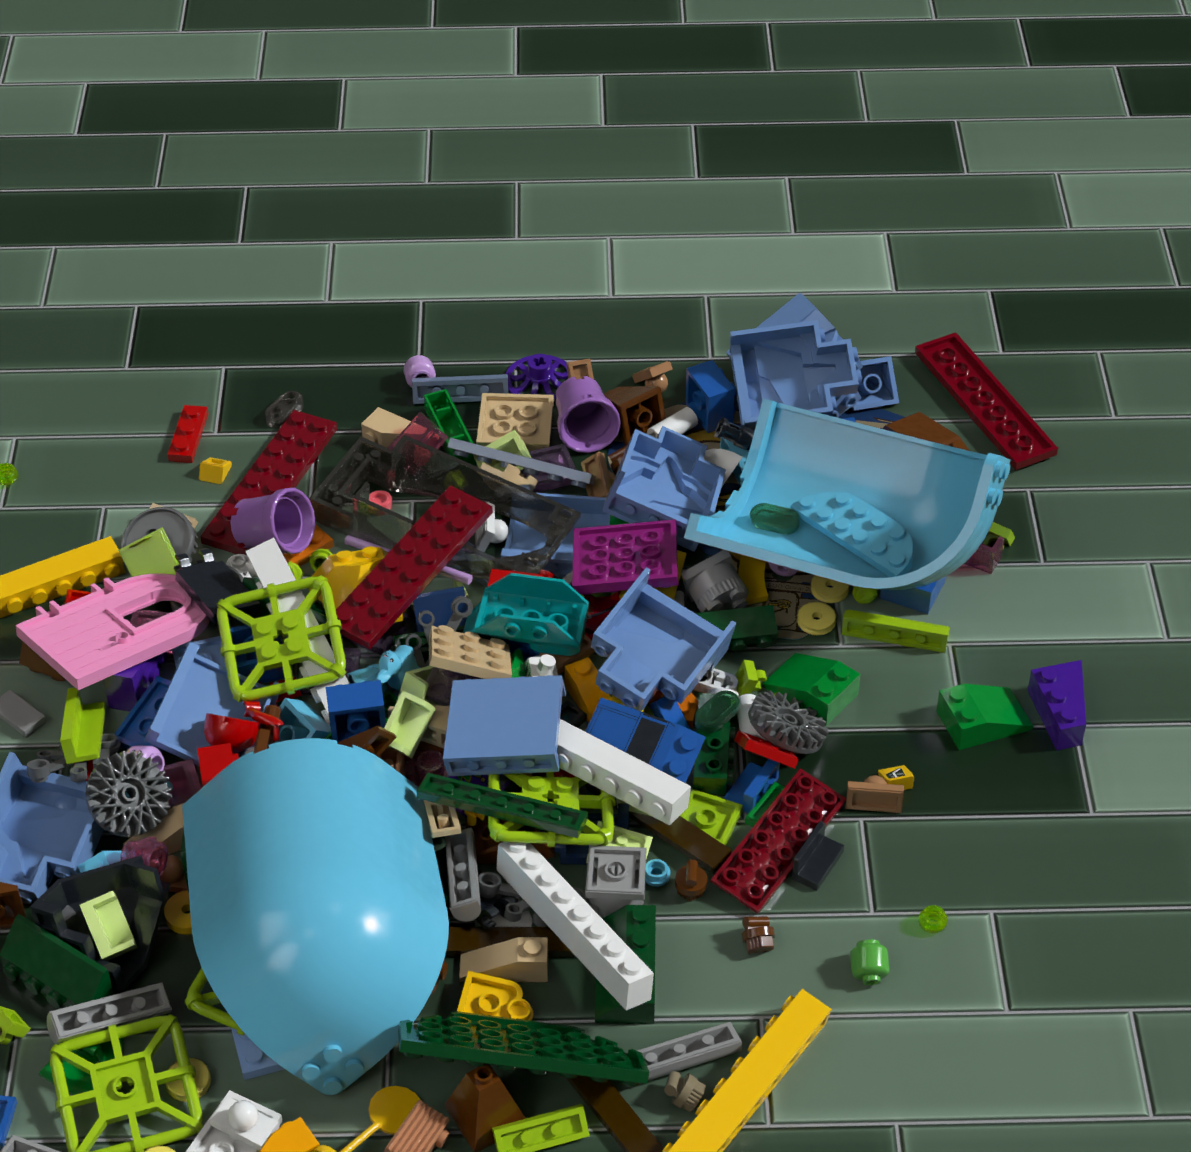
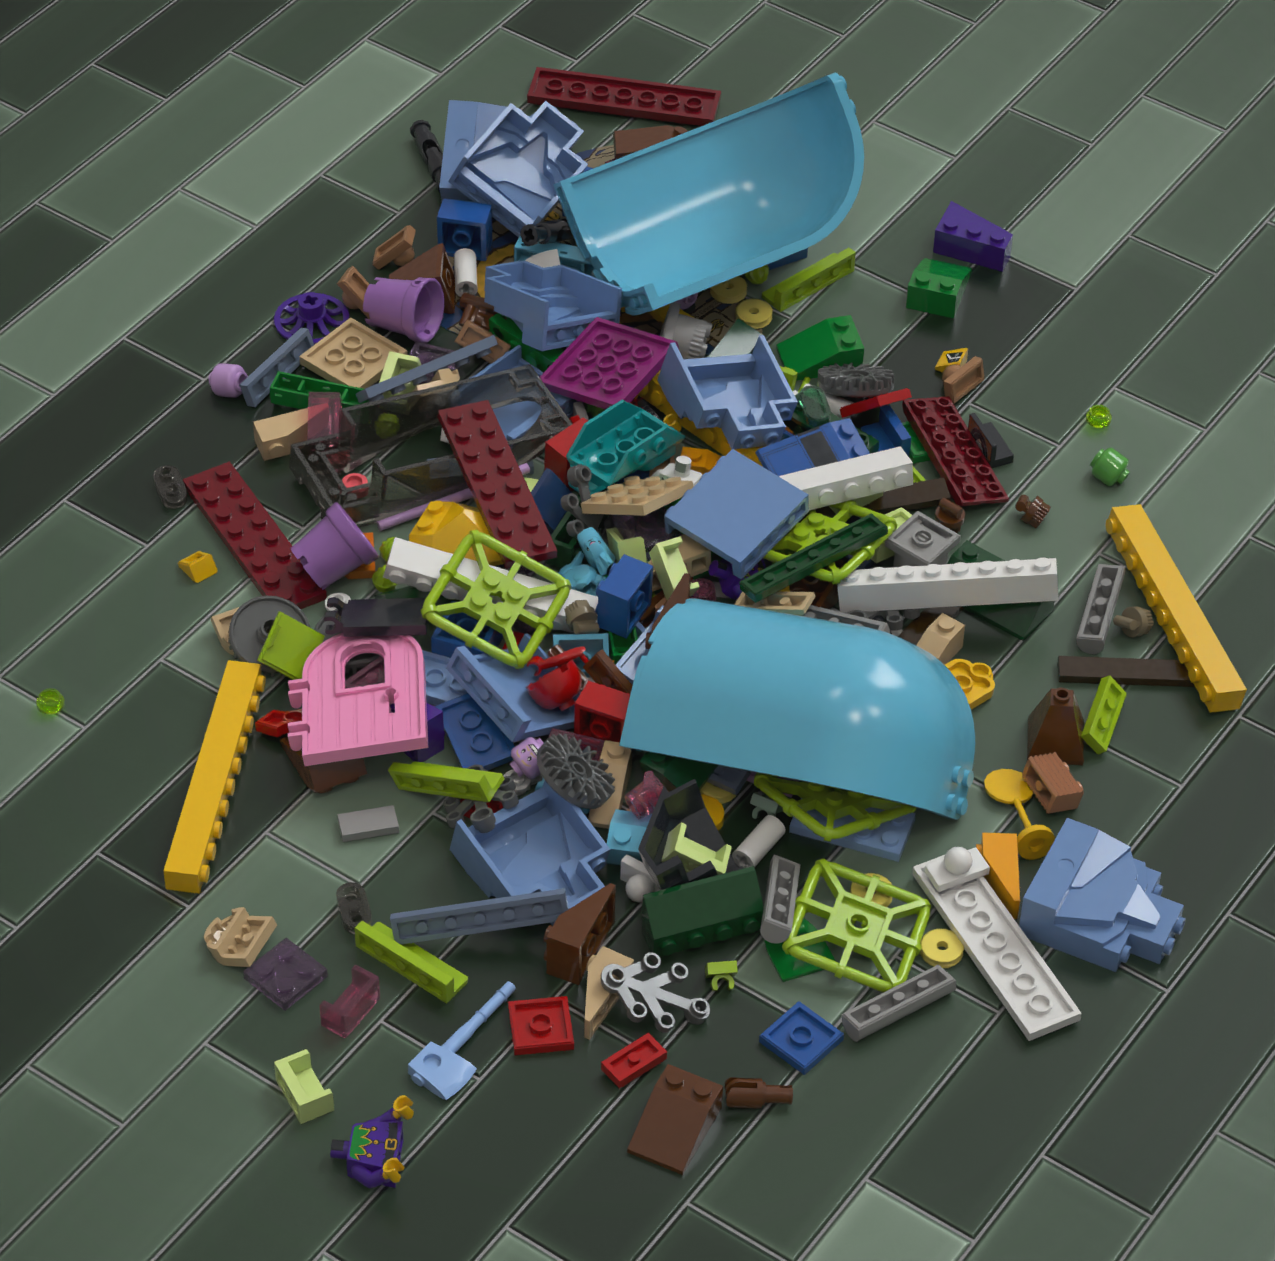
camera: 55 degrees left, 0 degrees up
(173, 967) = (759, 842): none -> white piece
(188, 434) = (131, 561): red plate -> none
(315, 704) = (581, 617): none -> dark tan piece
(522, 1045) = (1042, 669): dark green plate -> none
(775, 518) = (648, 267): clear green tile -> none
(859, 529) = (723, 225): medium azure plate -> none

